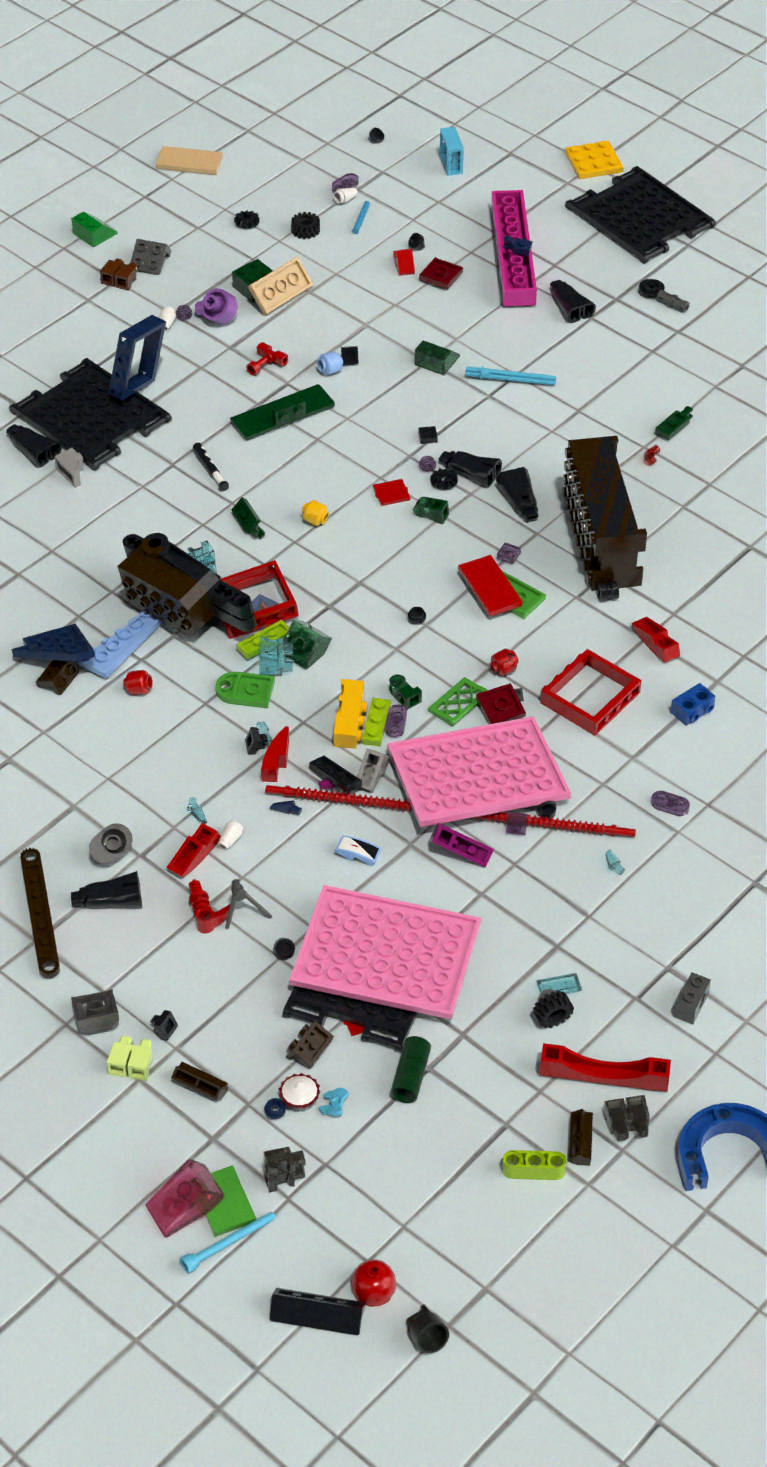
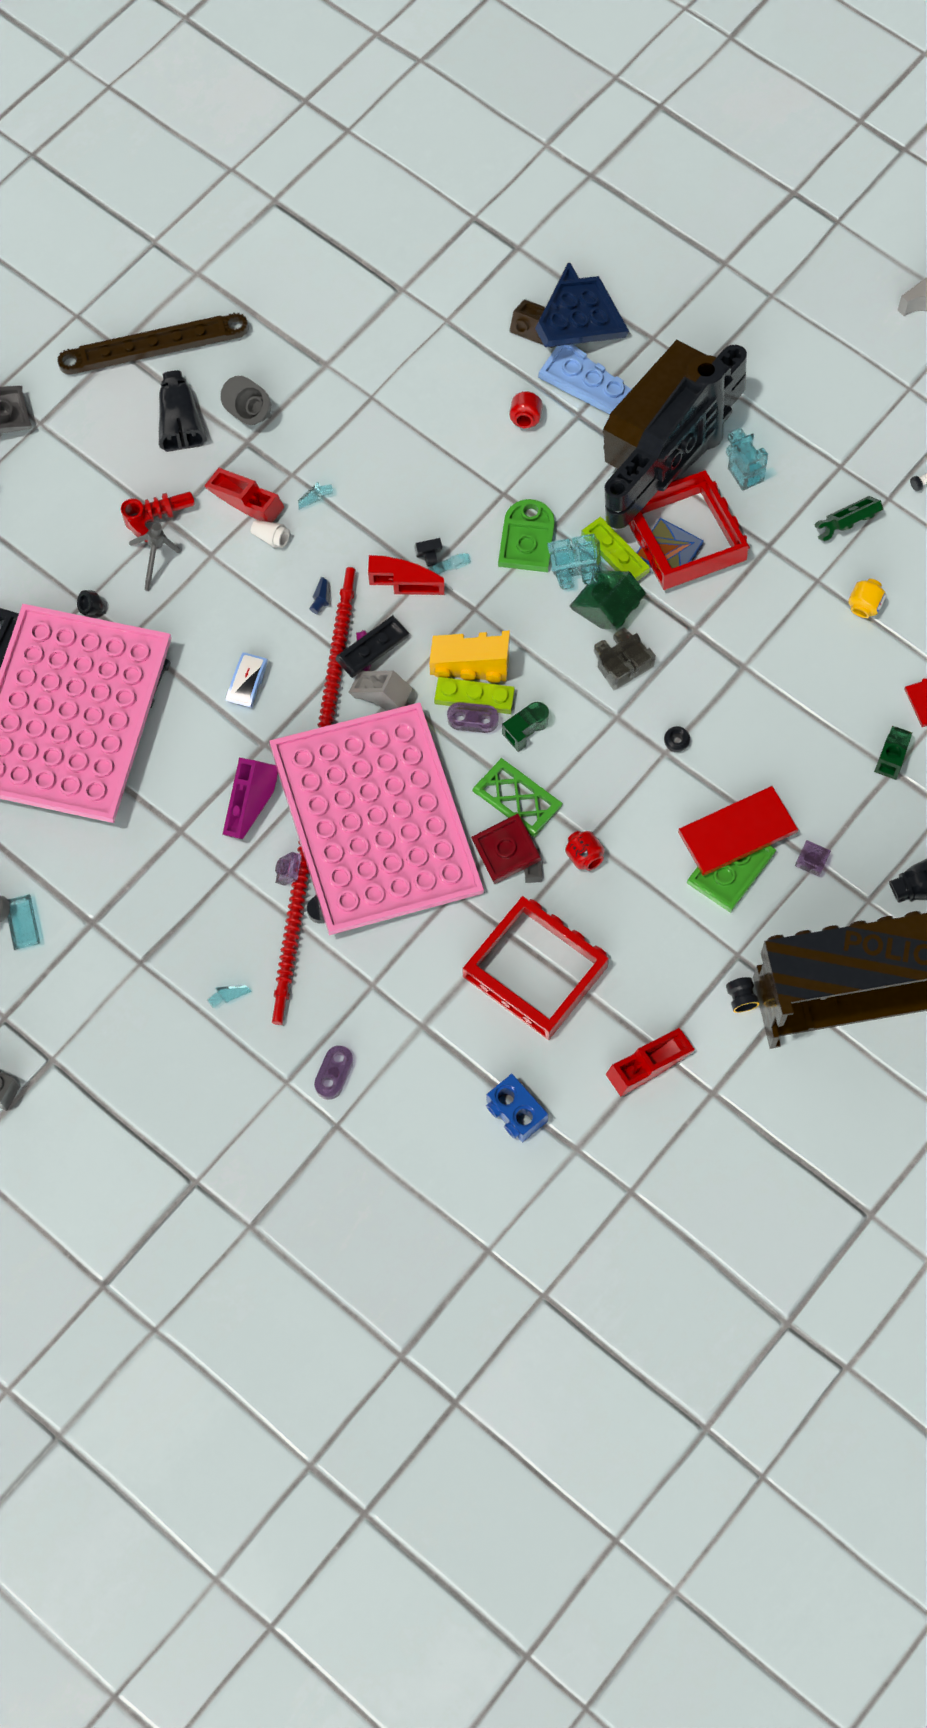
camera: 90 degrees right, 20 degrees up
(355, 638) = (623, 660): none -> clear smoke hips

